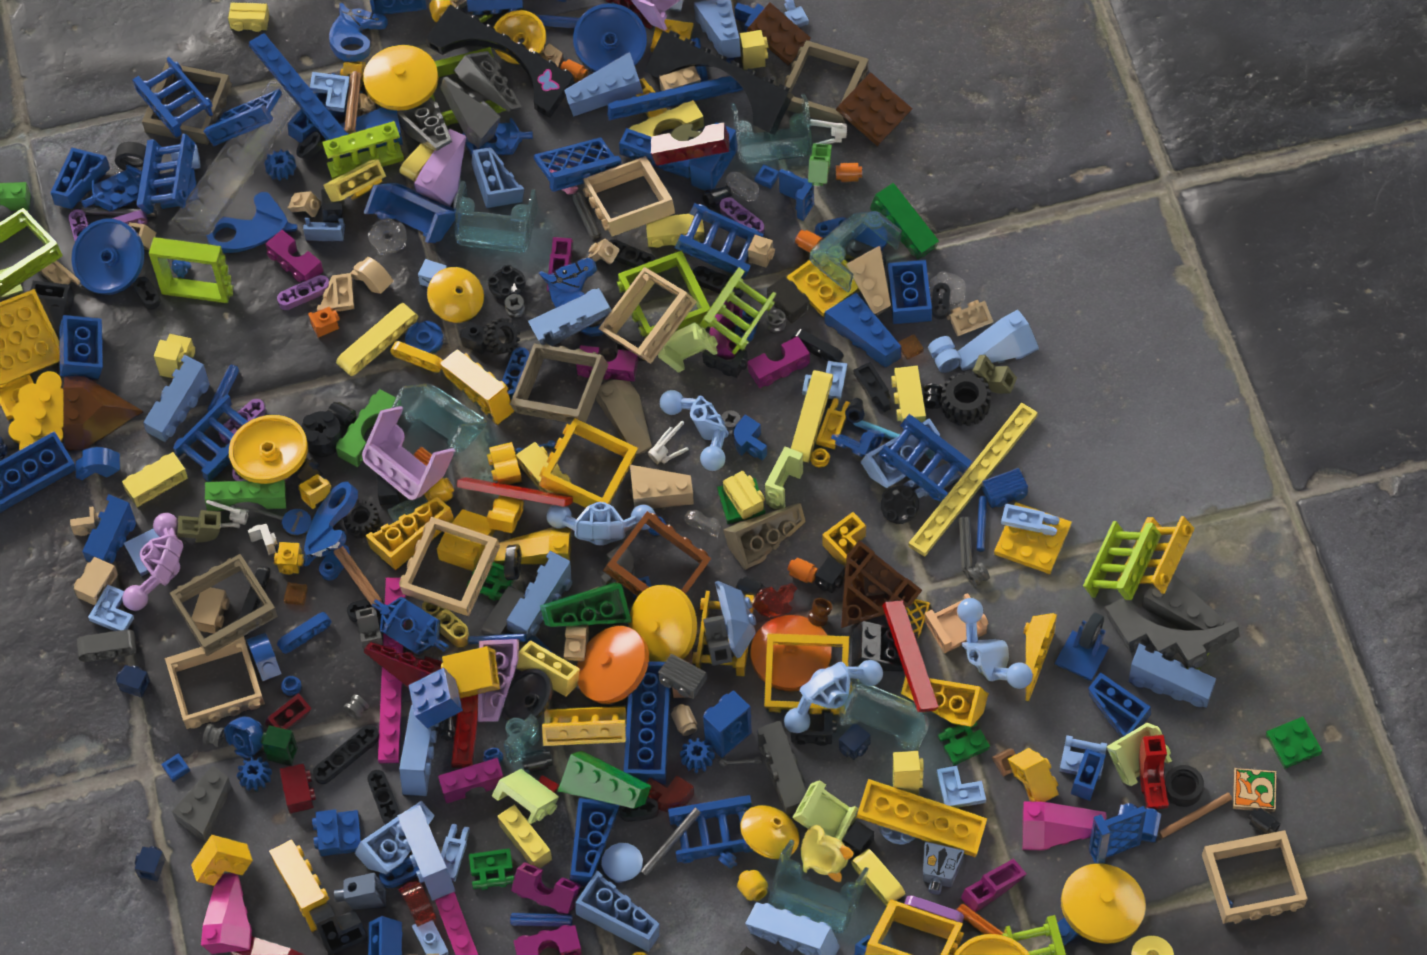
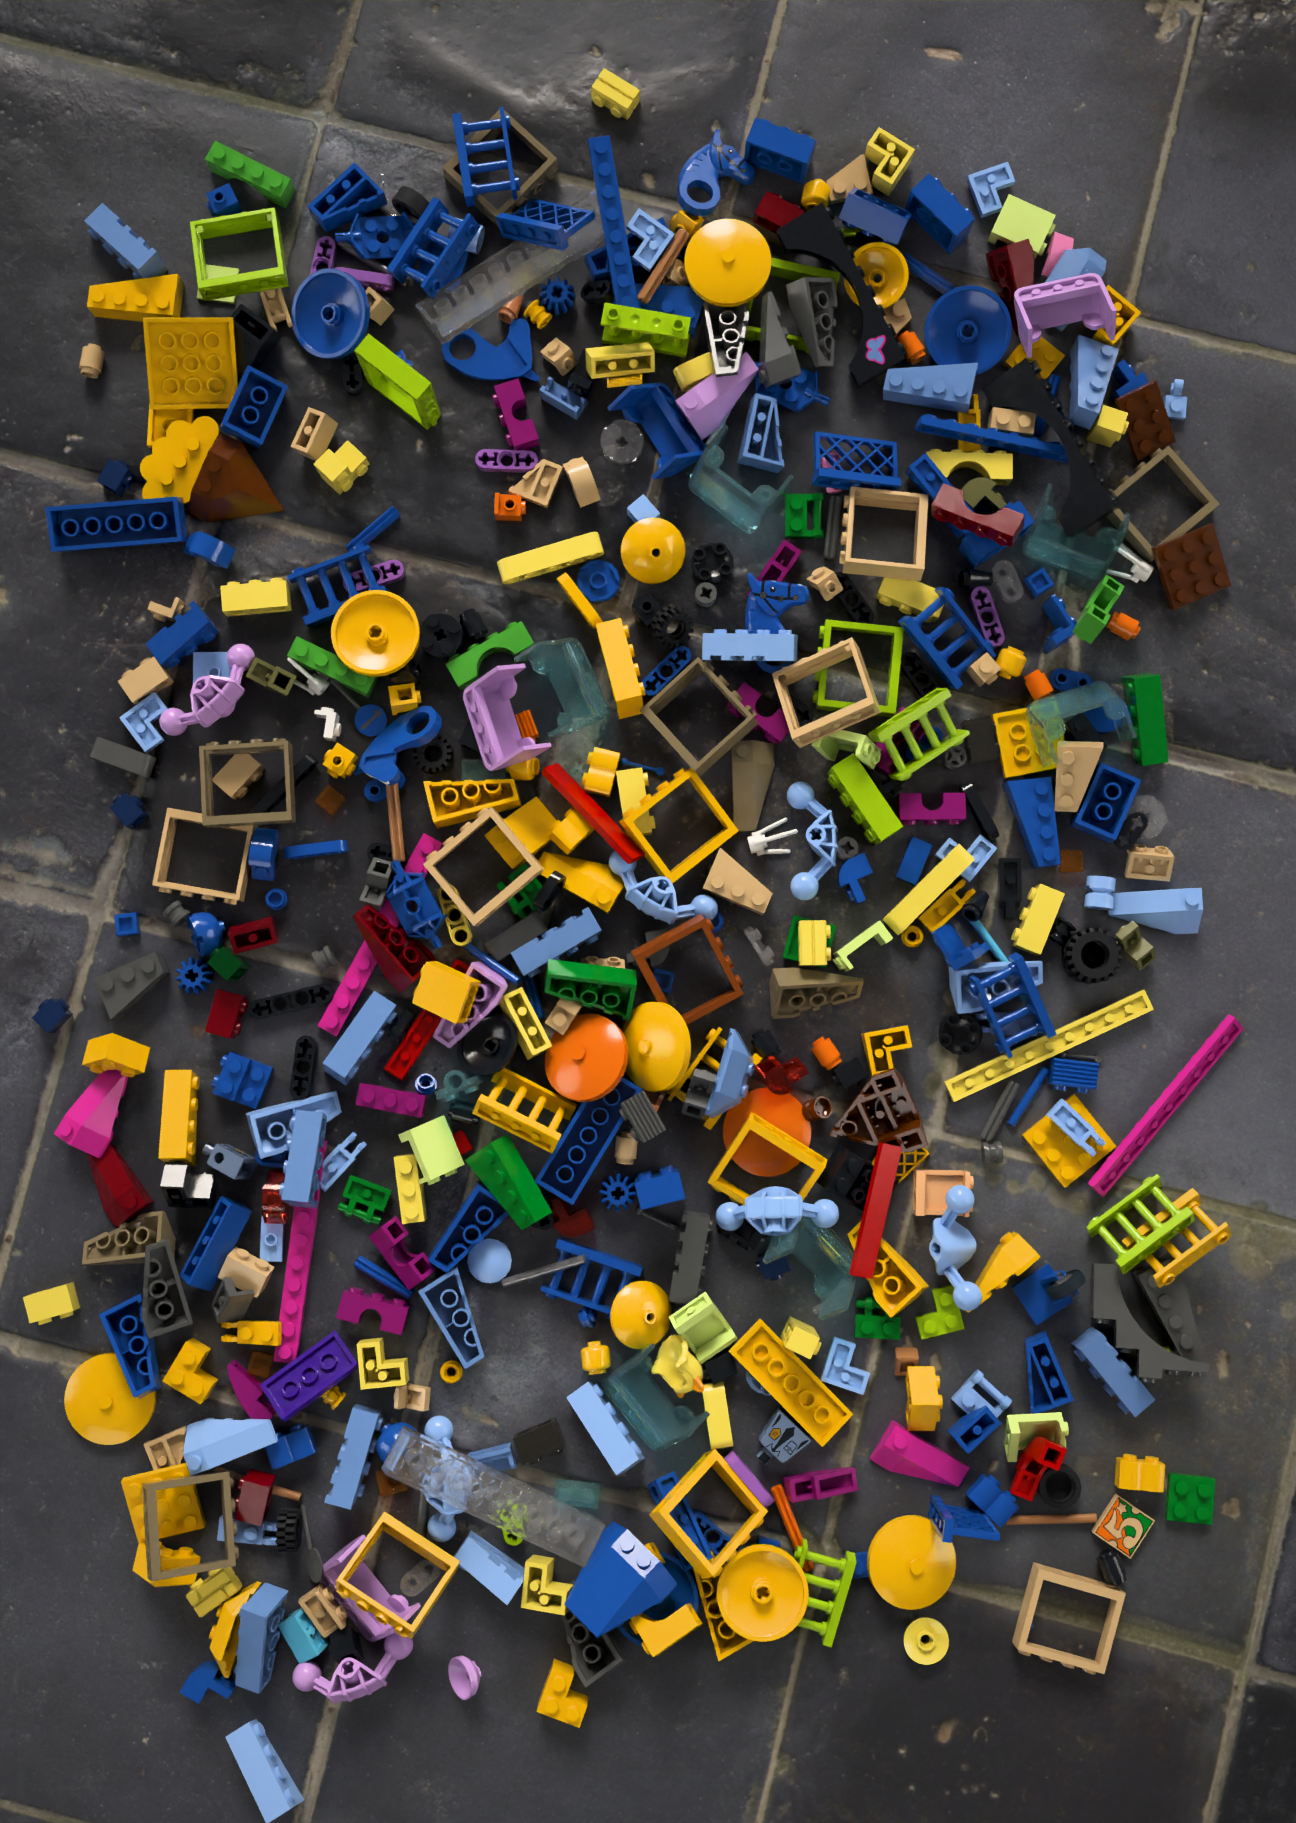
camera: 25 degrees right, 25 degrees up
(140, 344) = (314, 434): none -> tan brick
(177, 399) = (319, 520): medium blue wedge -> none
(248, 192) = (511, 310): none -> nougat cone
(271, 184) = (537, 314): none -> yellow bush
(415, 33) = (775, 212): none -> dark red brick
(435, 698) = (395, 1006): brick -> none
(553, 220) = (797, 516): none -> green plate
(723, 378) = (864, 800): none -> lime brick
(780, 235) = (1011, 662): none -> yellow head
(788, 406) = (913, 860): none -> blue tile
(1016, 713) = (946, 1317): none -> lime plate
(1090, 475) = (1165, 1105): none -> dark pink plate
(1241, 742) = (1139, 1473): none -> yellow brick

